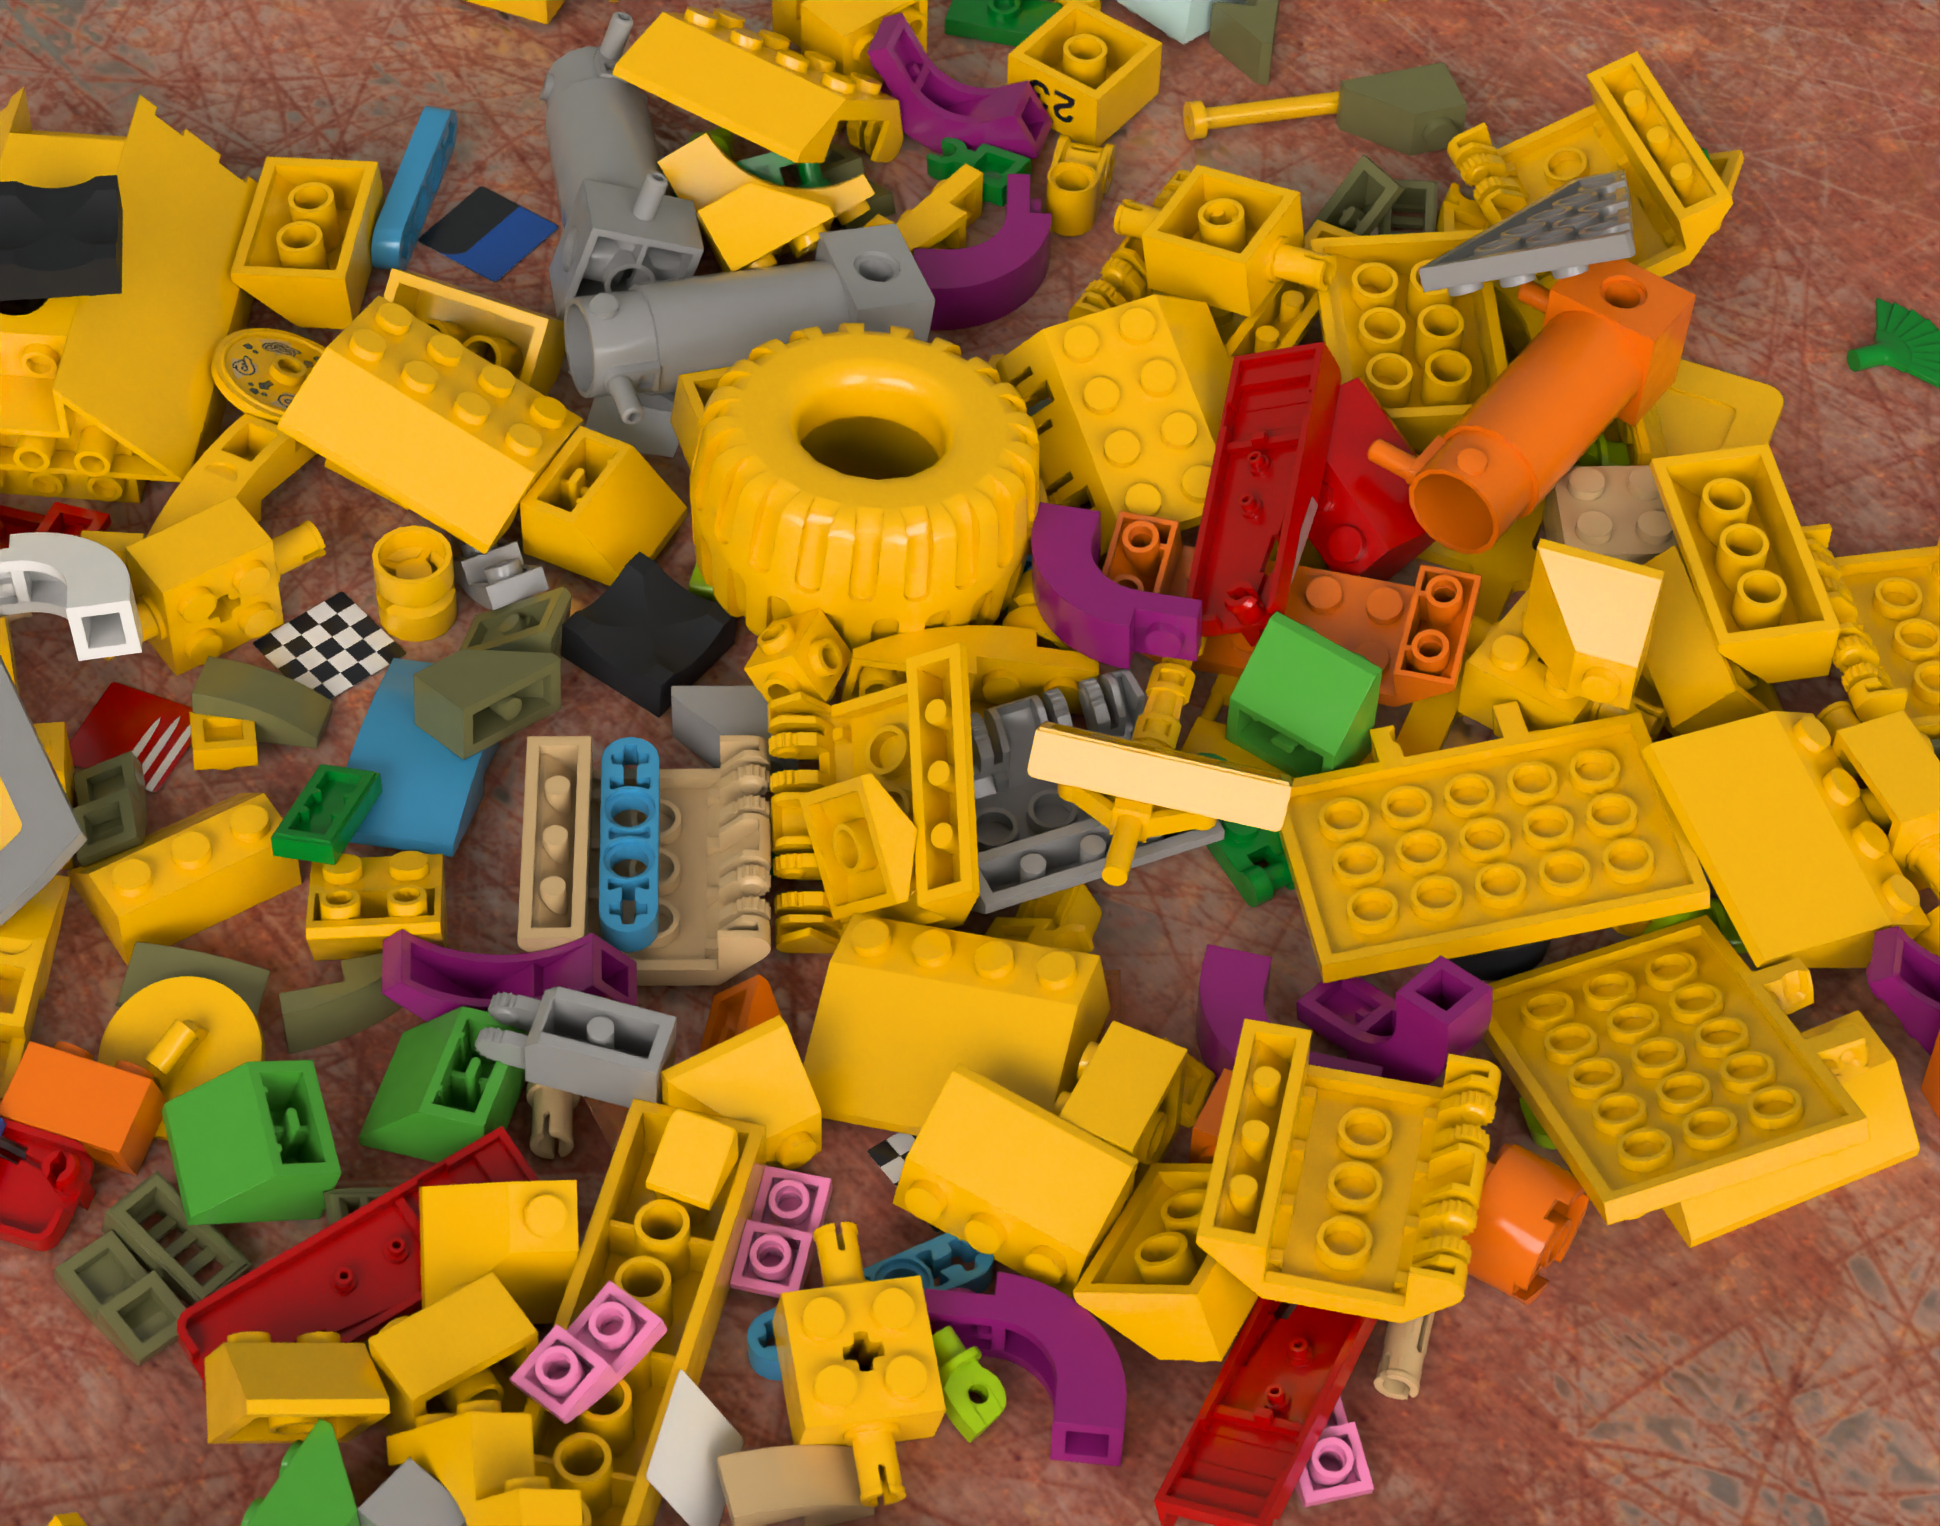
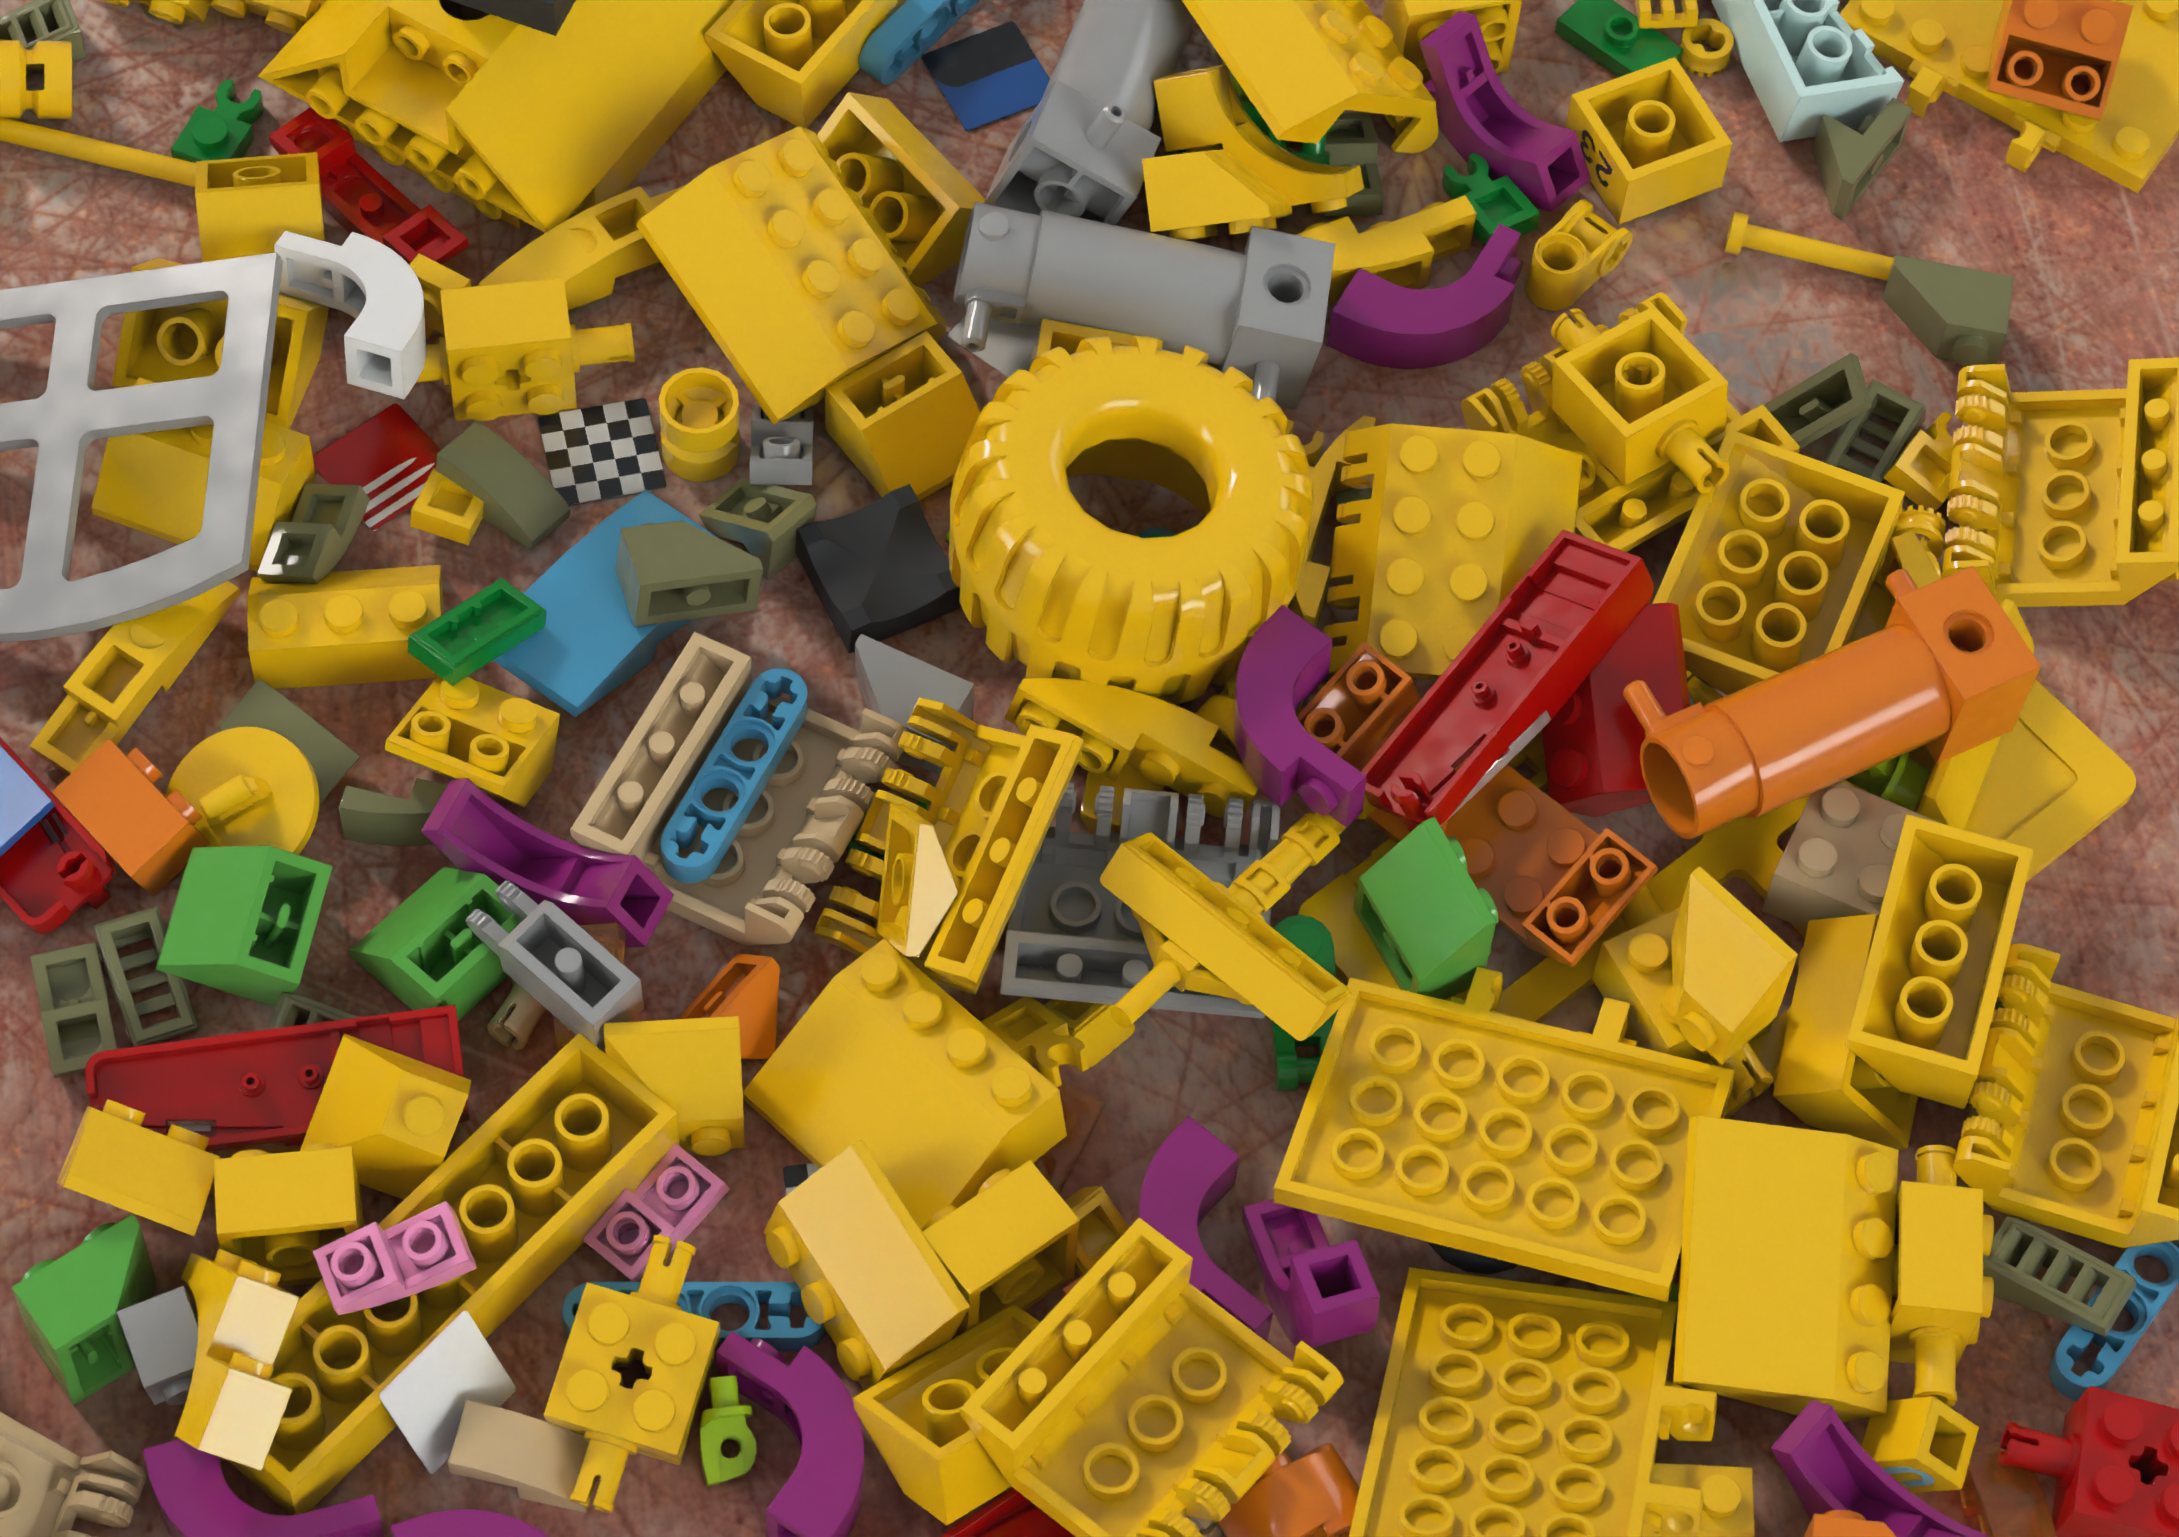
camera: 25 degrees right, 10 degrees up
(263, 369) = (682, 140): yellow shield -> none
(693, 1158) = (588, 1119): yellow slope -> none
(799, 656) = (972, 666): yellow brick -> none
(1558, 233) = (1952, 539): light grey wing -> none

